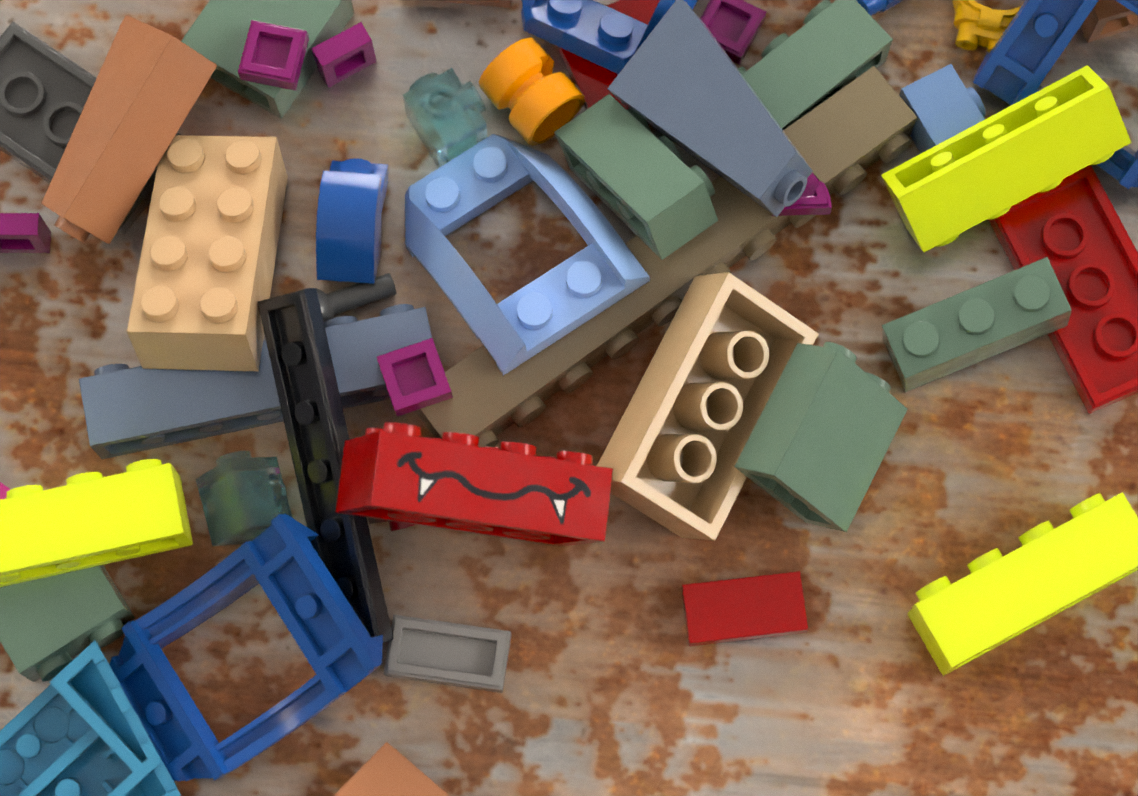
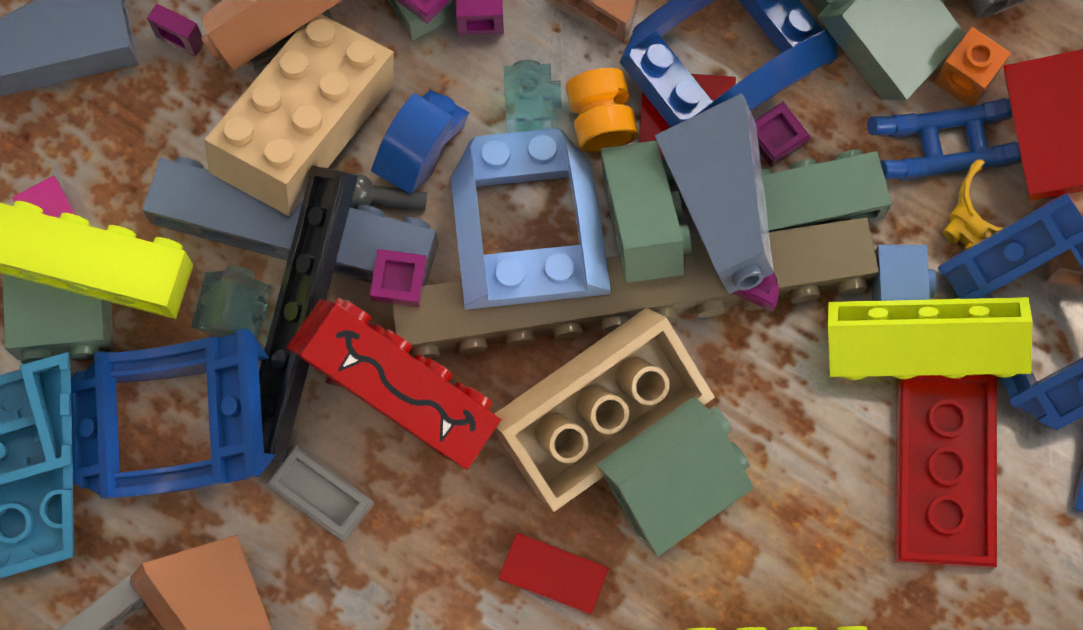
camera: 25 degrees right, 0 degrees up
(976, 324) = (839, 451): sand green brick -> none

